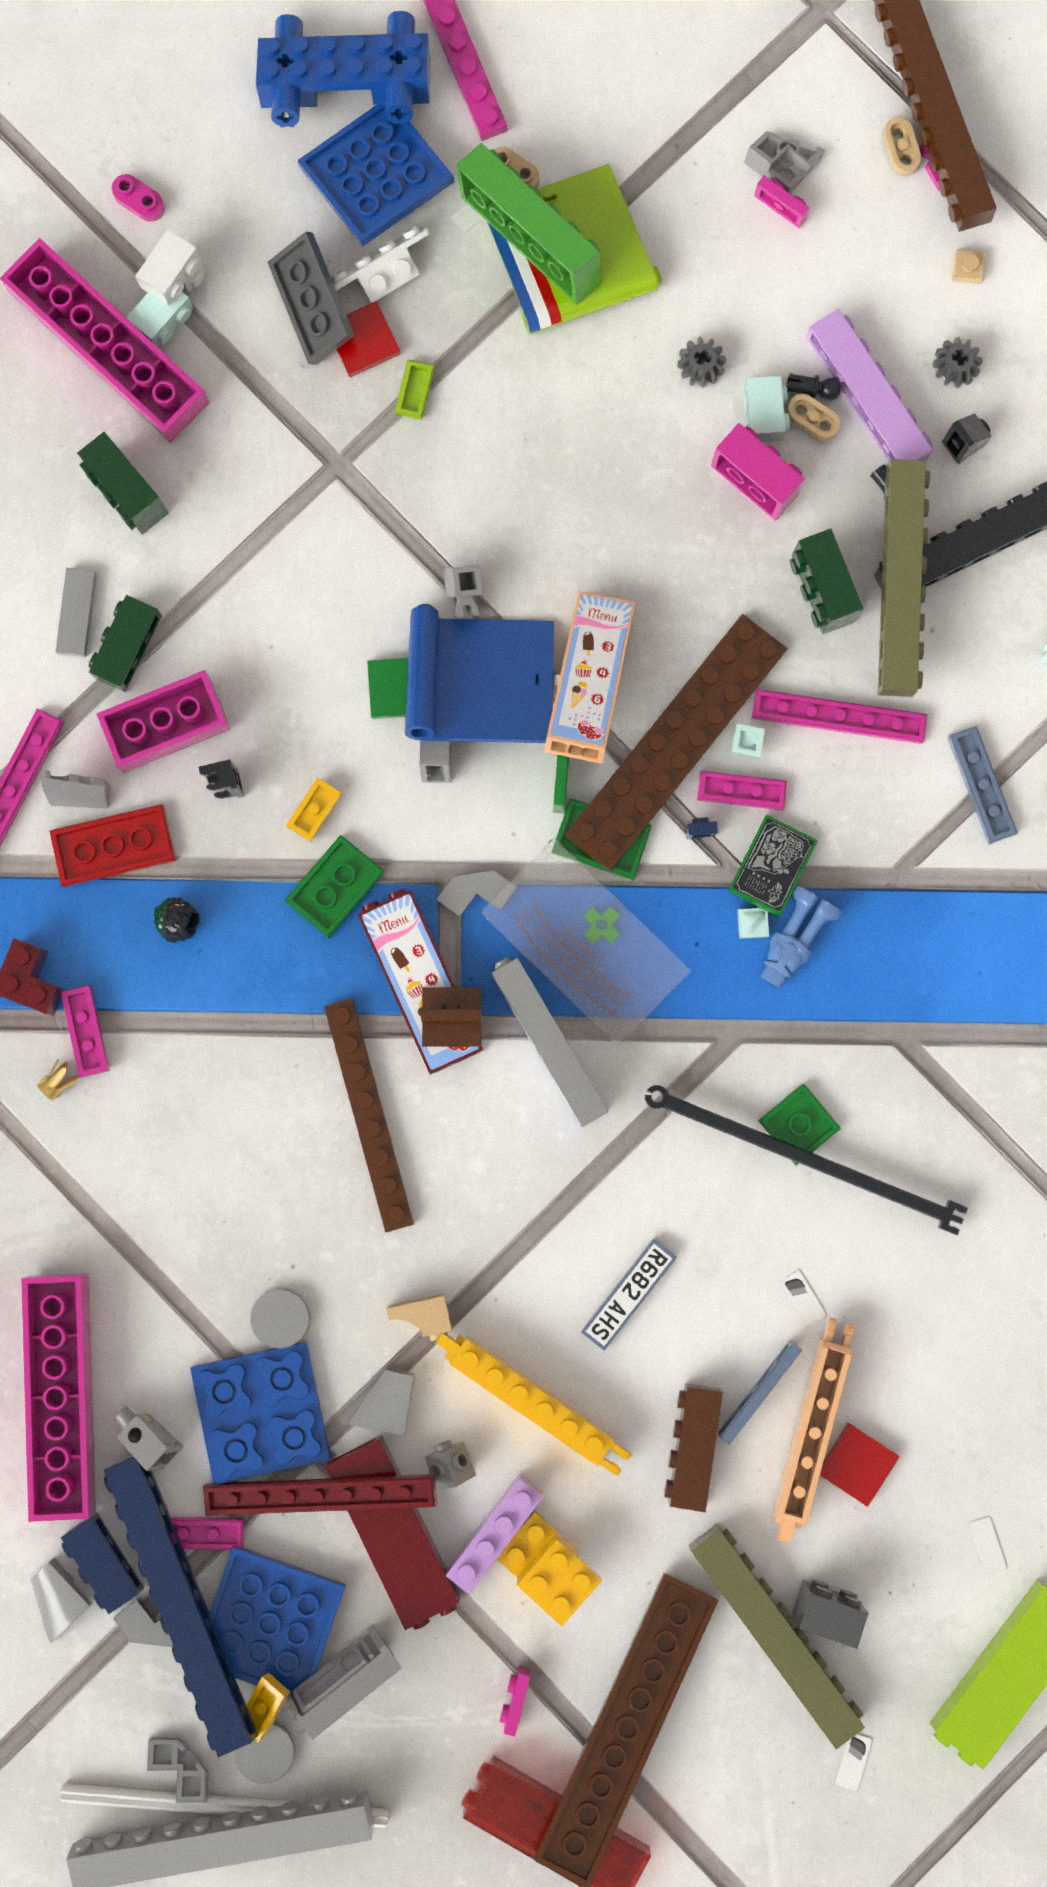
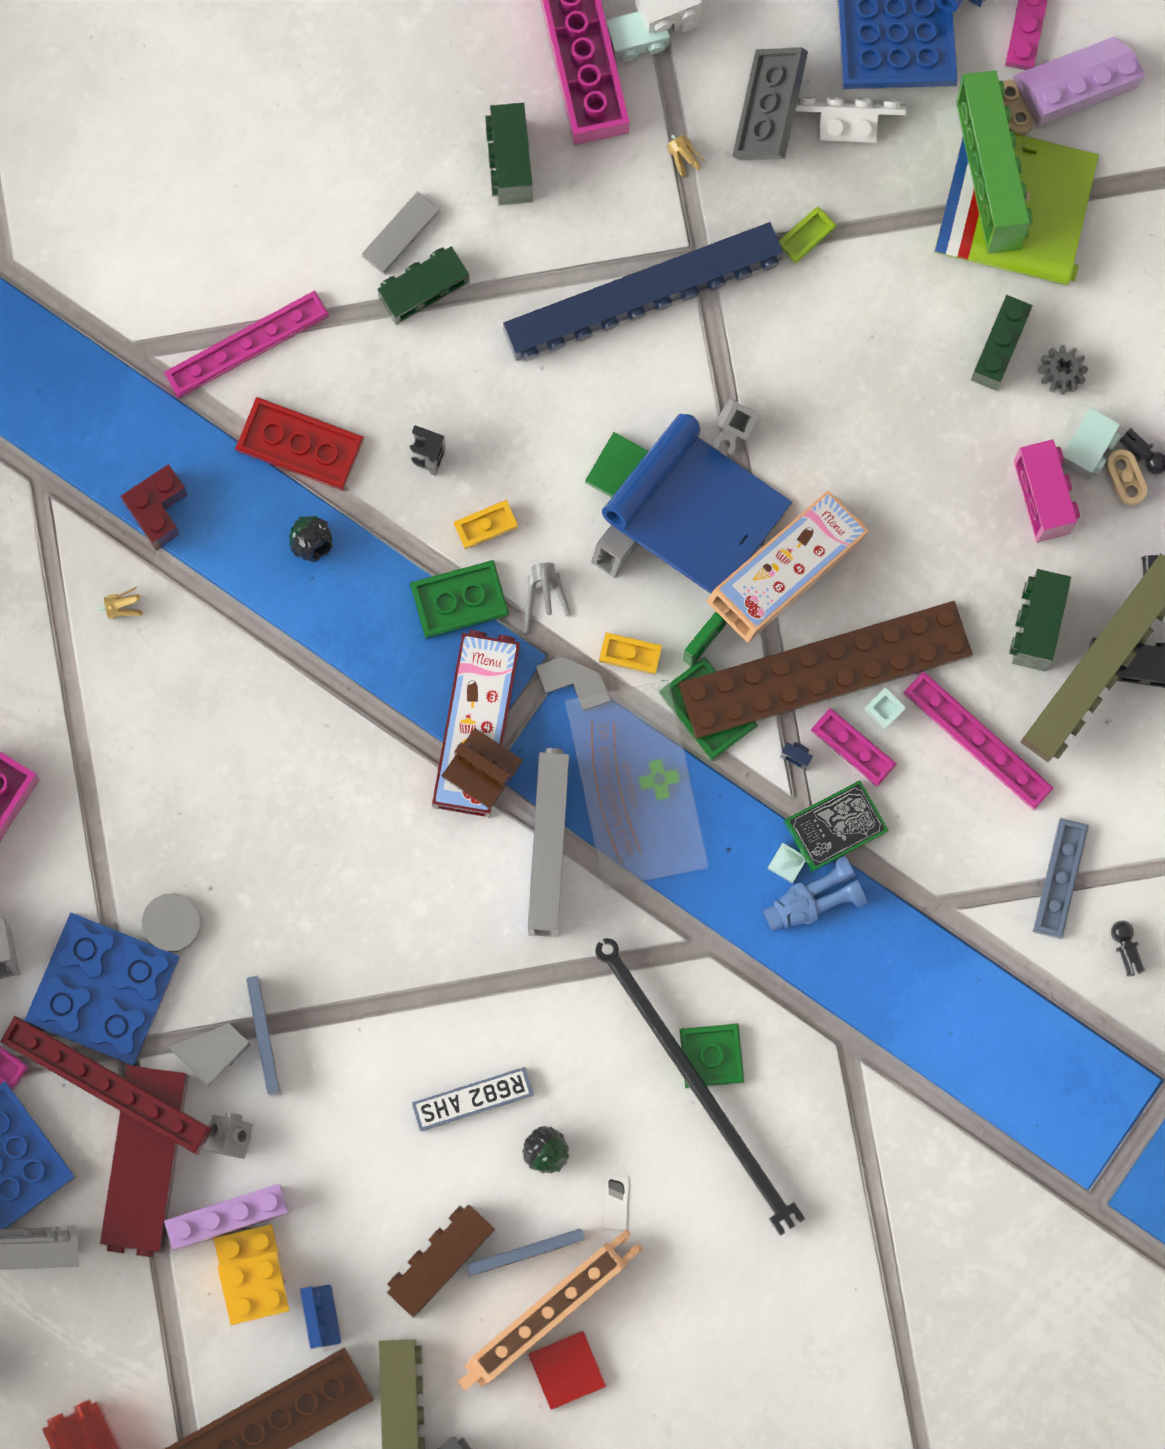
camera: 30 degrees right, 5 degrees down
(75, 790) = (300, 378): light grey slope -> none
(85, 1031) = (173, 580): dark pink plate -> none
(163, 721) = (411, 370): dark pink brick -> none
(261, 383) = (682, 146): none -> pearl gold piece
(312, 526) = (643, 291): none -> dark blue brick
(369, 1115) = (358, 806): reddish brown plate -> none
(371, 343) = (798, 171): red tile -> none
(393, 821) = (544, 579): none -> light grey plant
(421, 1361) = (263, 1035): none -> sand blue tile
(428, 1314) = (295, 1001): tan arch -> none
(507, 836) = (630, 653): none -> yellow plate
(511, 1713) = (140, 1374): dark pink plate -> none
(532, 1400) = (332, 1129): yellow hinge -> none
(552, 110) = (1079, 80): none -> lavender slope
(627, 1562) = (320, 1316): none -> blue bracket
(636, 372) = (1001, 342): none -> dark green brick
(719, 1297) = (545, 1150): none -> piece

